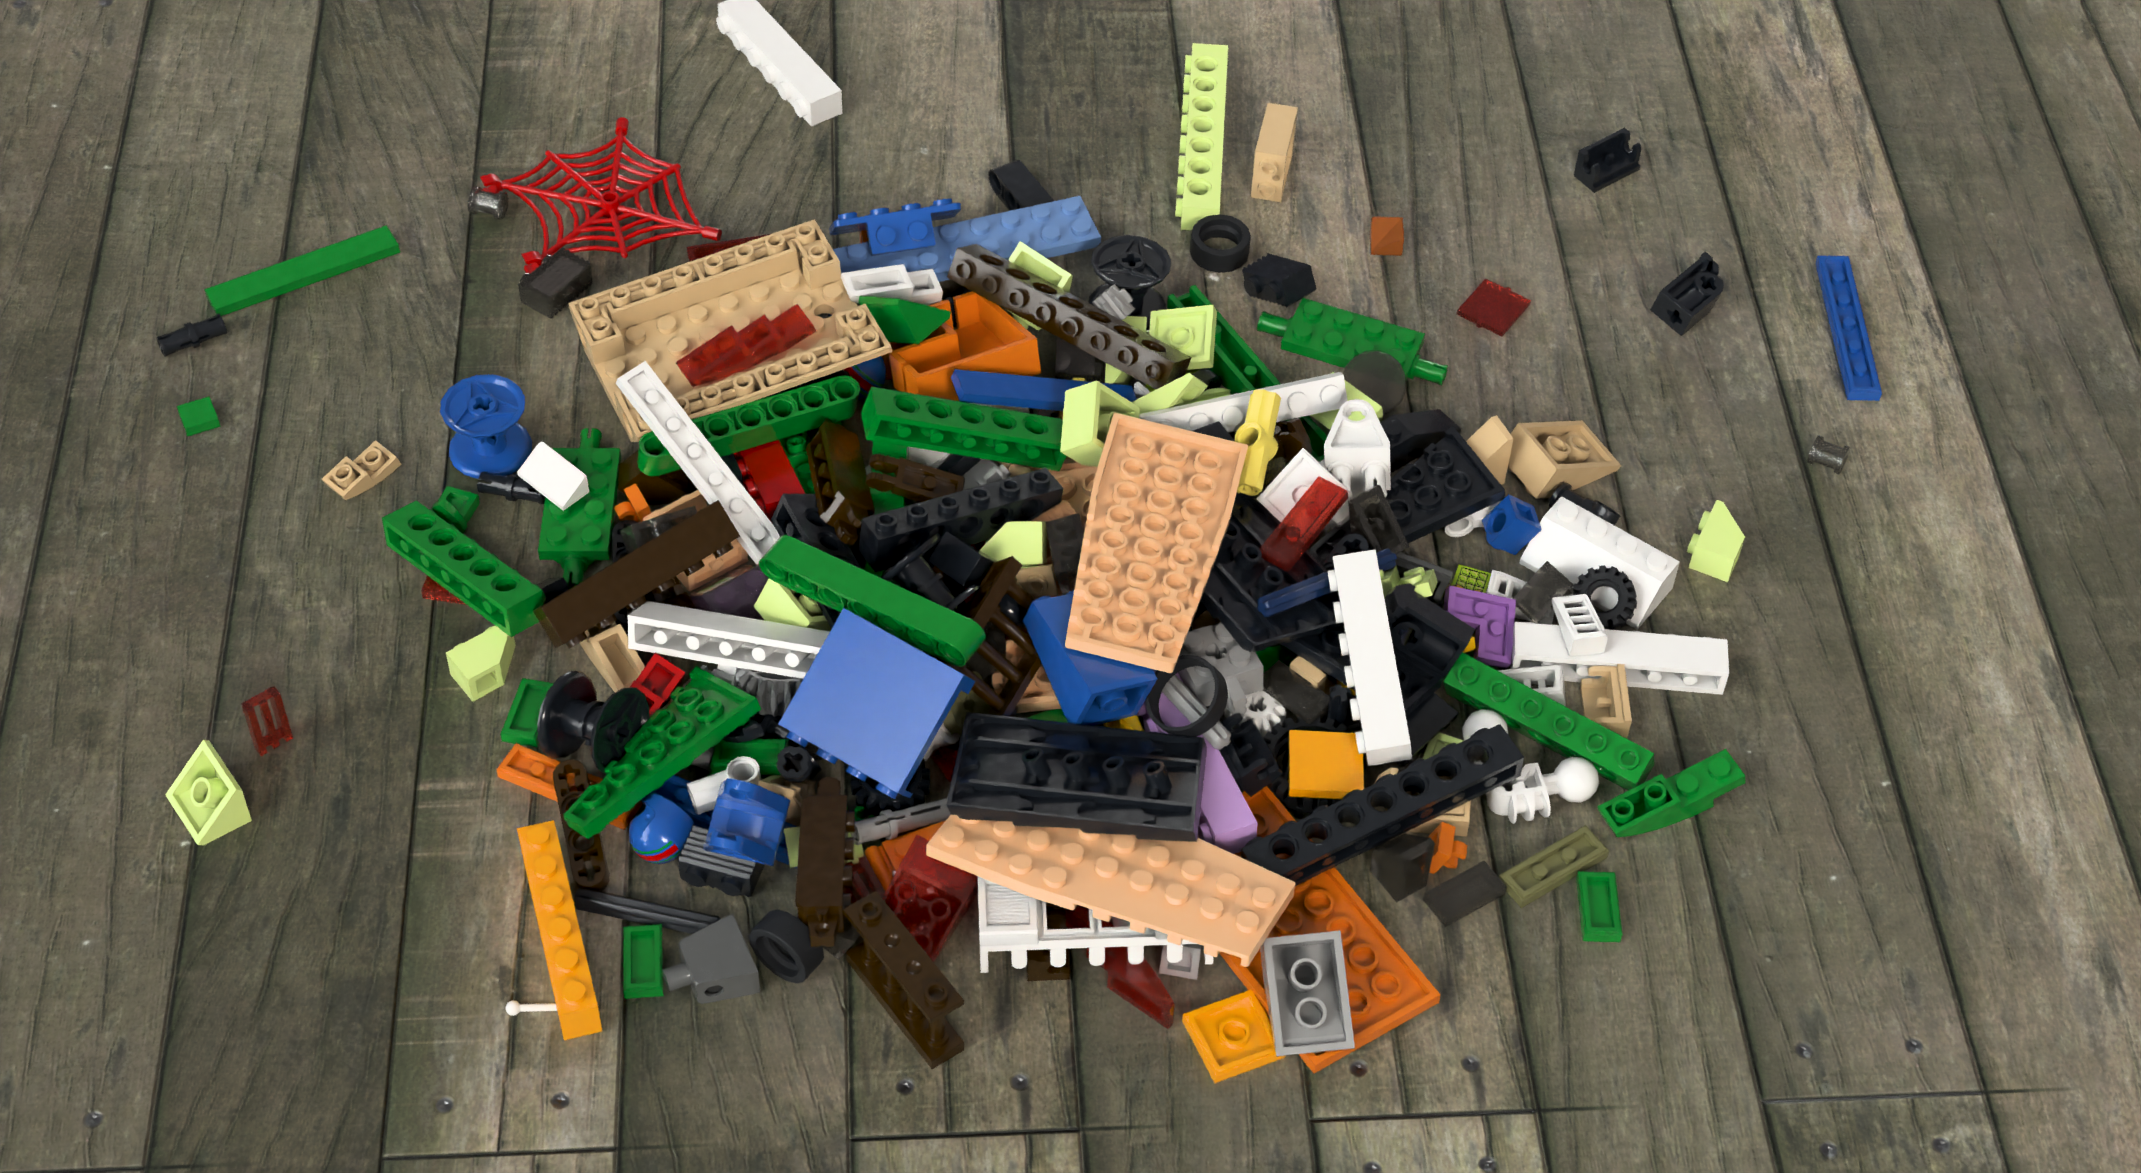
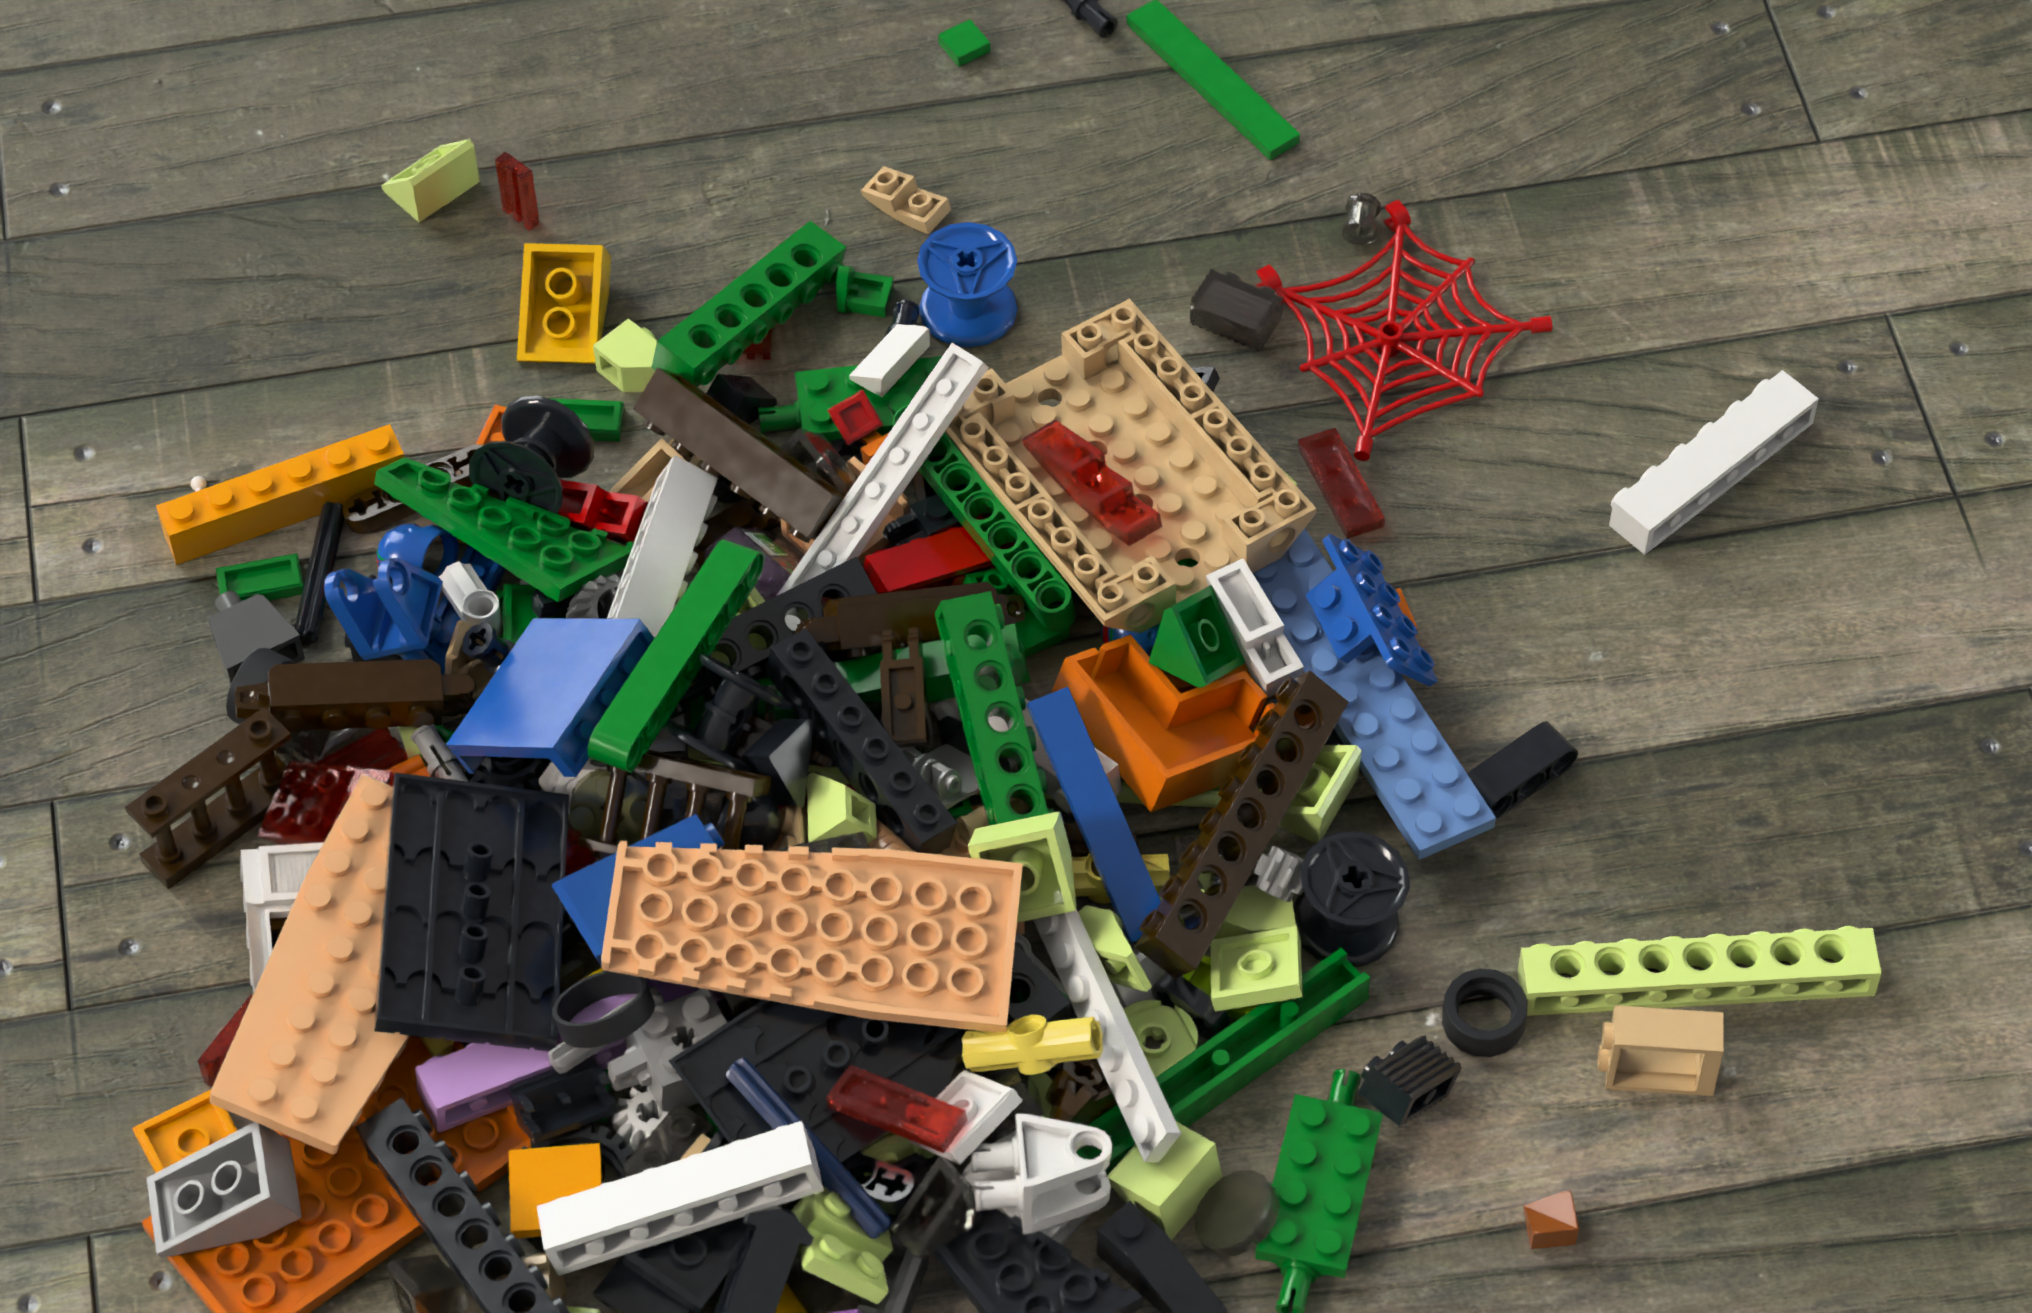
camera: 85 degrees right, 5 degrees up
(401, 707) = (562, 302): none -> yellow slope
(607, 509) = (855, 417): none -> red tile

